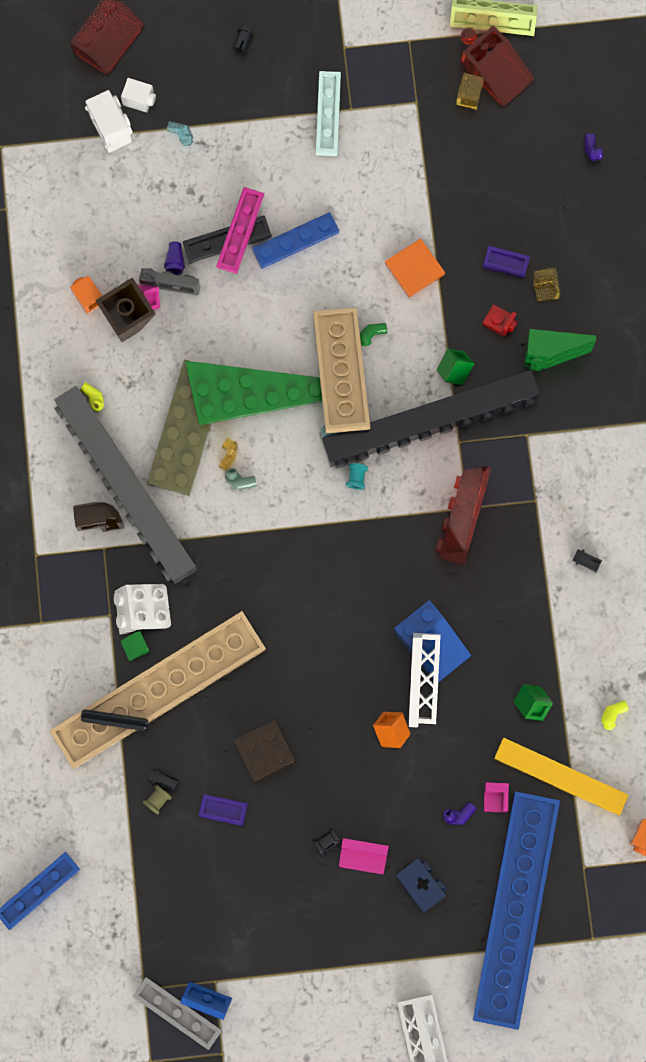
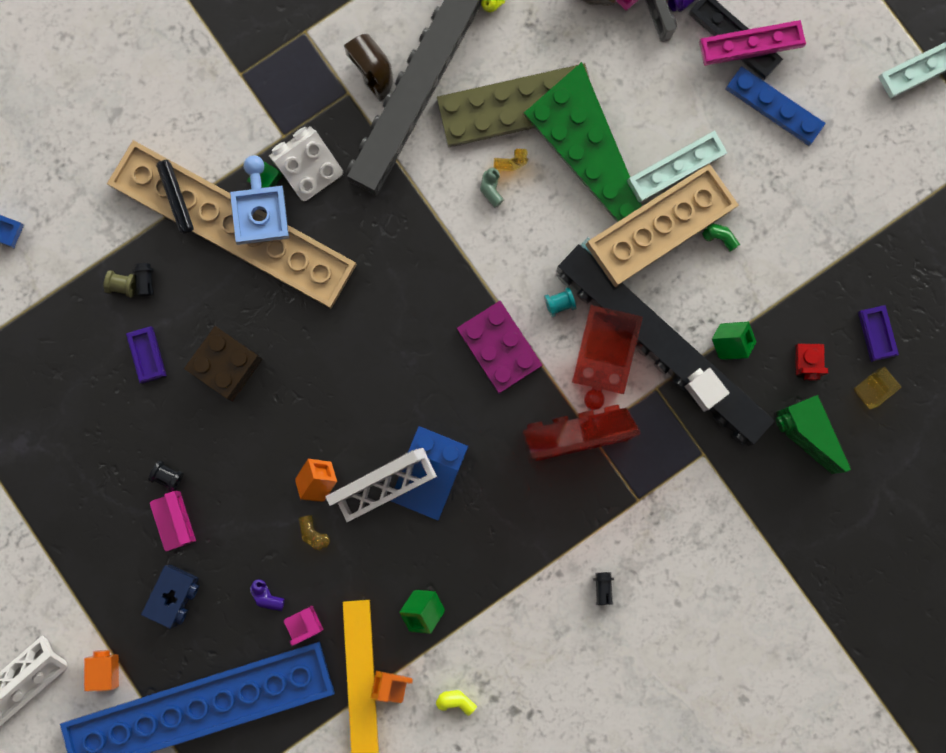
camera: 60 degrees right, 5 degrees up
(158, 649) = (246, 202): none -> light blue plate
(302, 336) = (676, 166): none -> light aqua plate
(365, 539) = (499, 347): none -> magenta plate
(413, 459) = (607, 349): none -> clear red slope
(414, 268) = (816, 242): orange tile -> none
(432, 756) = (311, 536): none -> clear yellow arm
(449, 968) = (101, 671): none -> orange brick
(481, 404) = (706, 388): none -> white brick
(576, 755) = (389, 687): none -> orange panel

